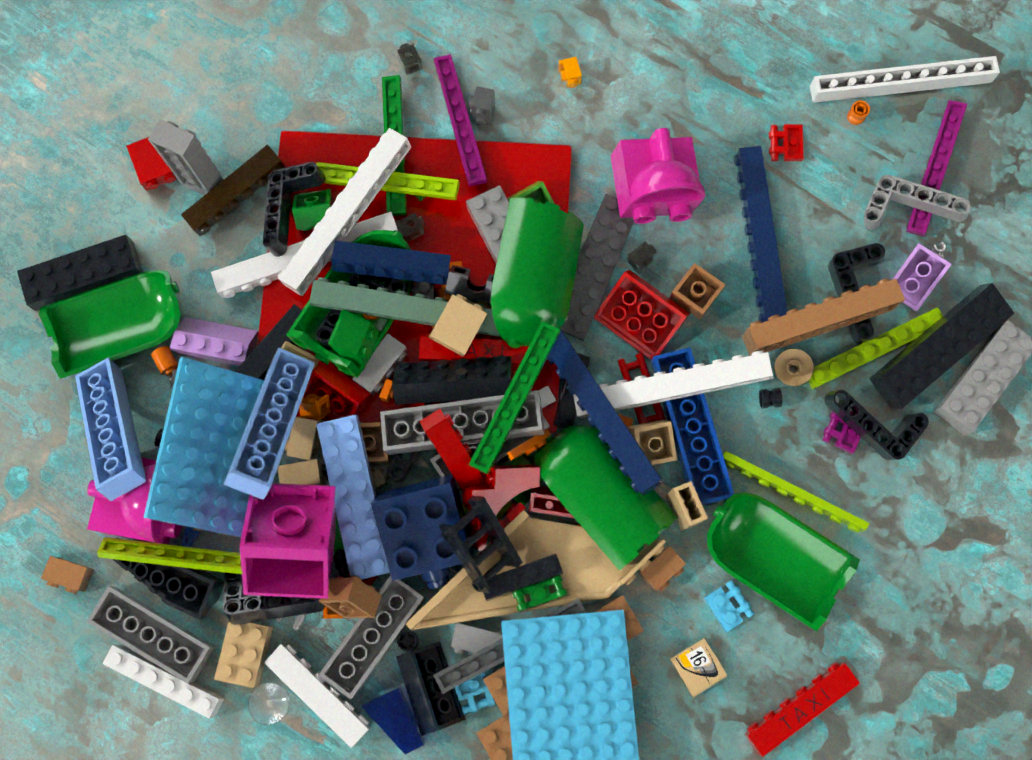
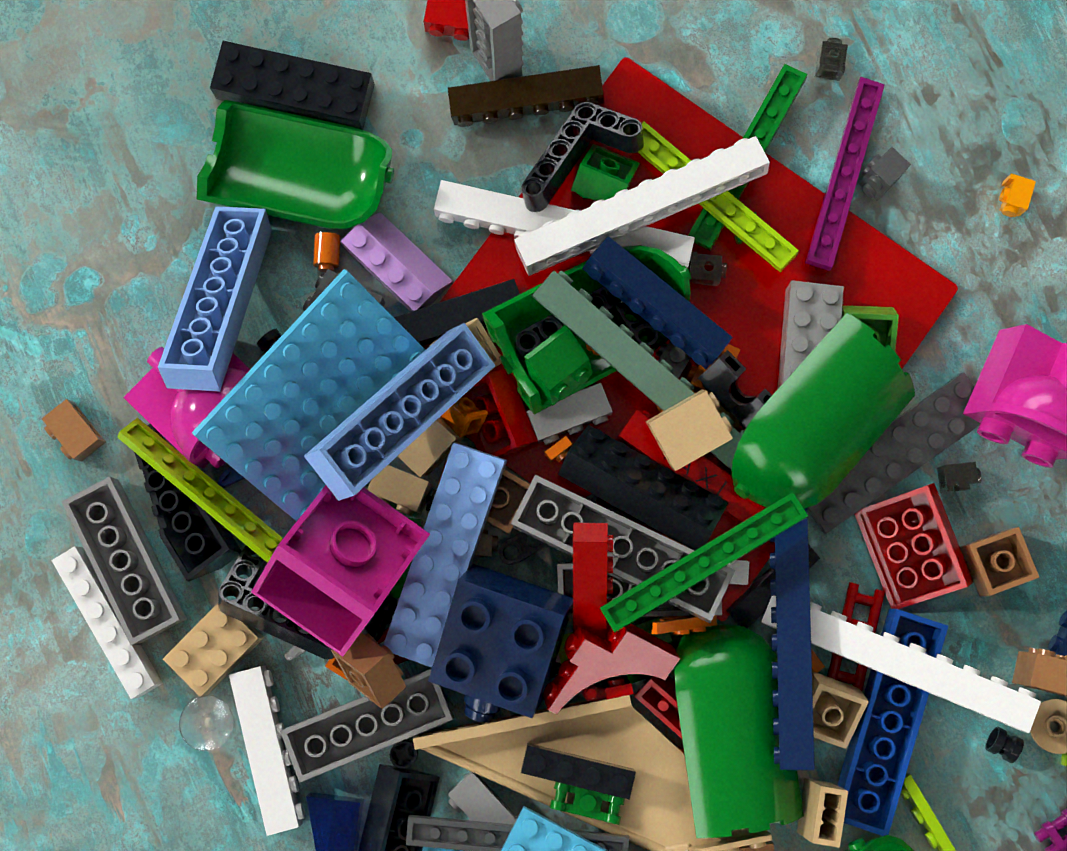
camera: 30 degrees right, 5 degrees up
(498, 541) = (578, 716): black fence -> none

